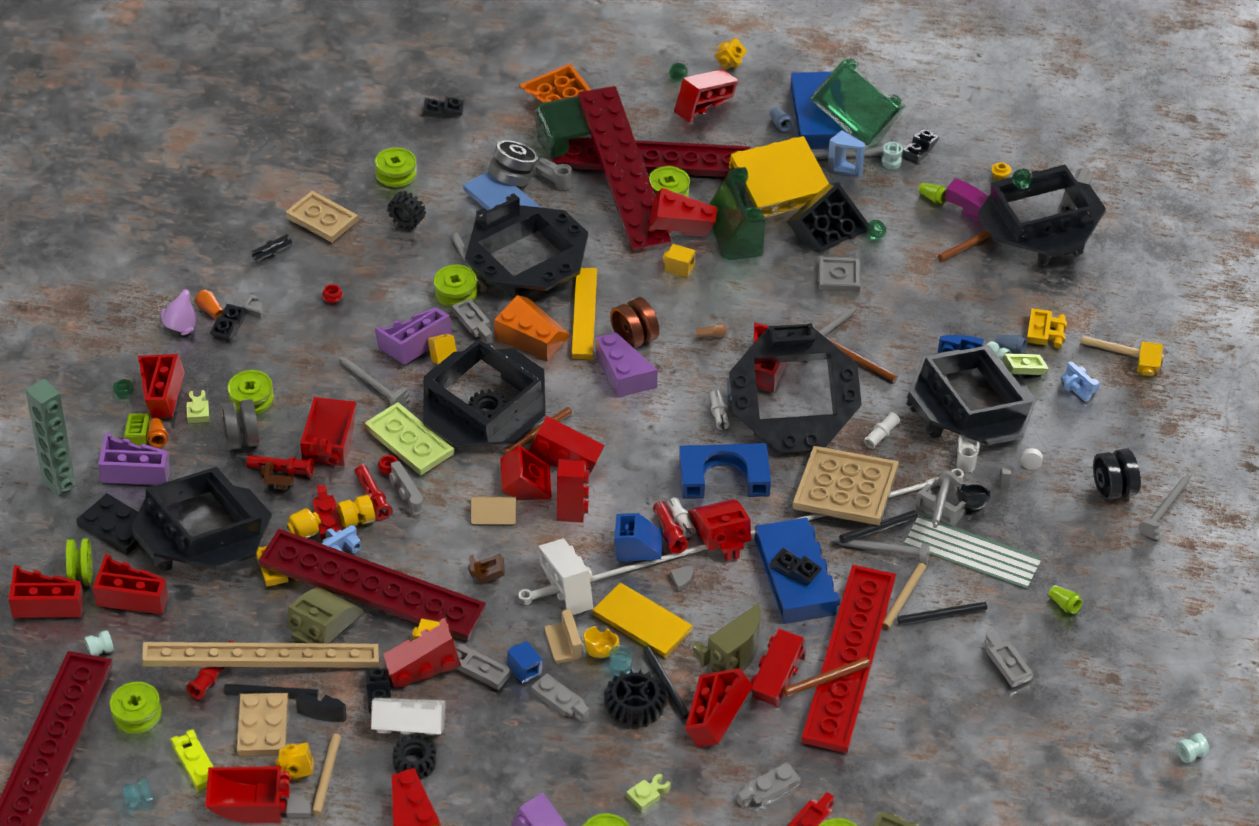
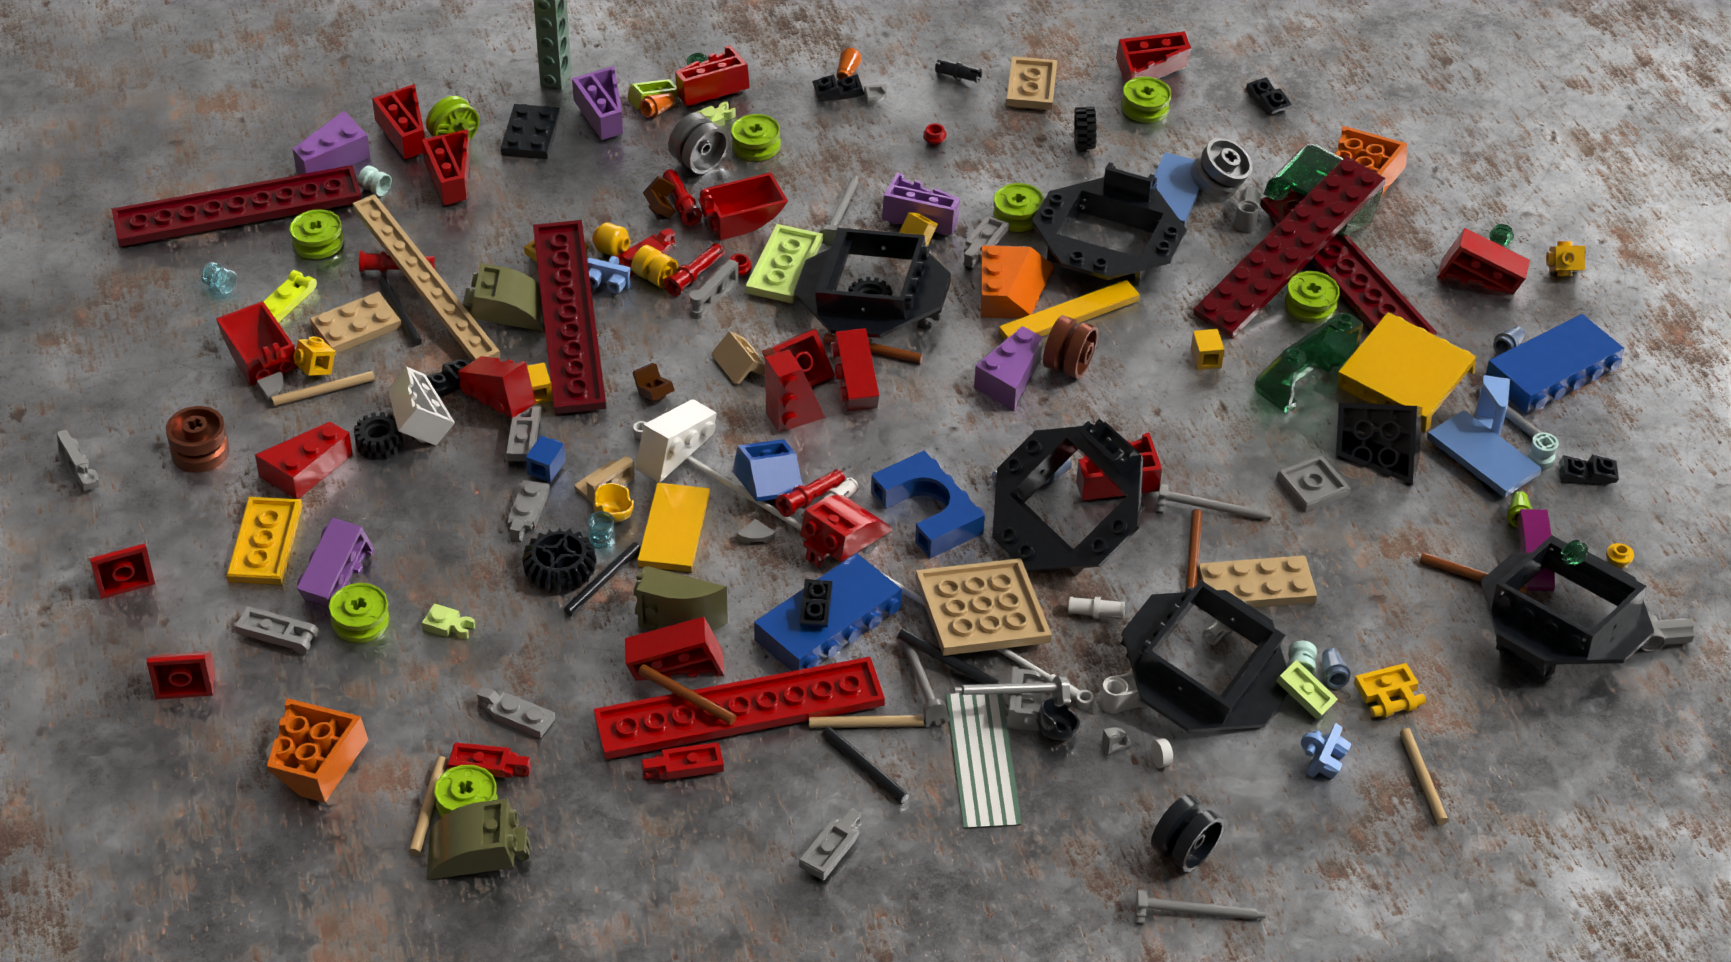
camera: 60 degrees right, 0 degrees up
(33, 654) = (332, 146): none -> medium lavender wedge
(169, 541) = (596, 198): black hinge -> none
(180, 314) = (813, 52): lavender hat -> none
(327, 709) = (398, 355): black slope -> none
(356, 142) = (1152, 55): none -> red wedge
(681, 214) = (1262, 313): red wedge -> none
(716, 704) = (579, 620): red wedge -> none
(718, 331) = (1133, 421): medium nougat arm -> none
(857, 103) = (1562, 376): clear green windscreen -> none
(872, 232) = (1409, 490): clear green plate -> none
(876, 182) = (1484, 453): none -> medium blue tile
(882, 707) = (684, 762): none -> red hinge
(909, 342) = (1263, 580): none -> tan plate
(958, 342) = (1285, 620): blue slope -> none
(1066, 599) = (964, 866): lime cone -> none
(1149, 358) = (1419, 801): yellow brick -> none

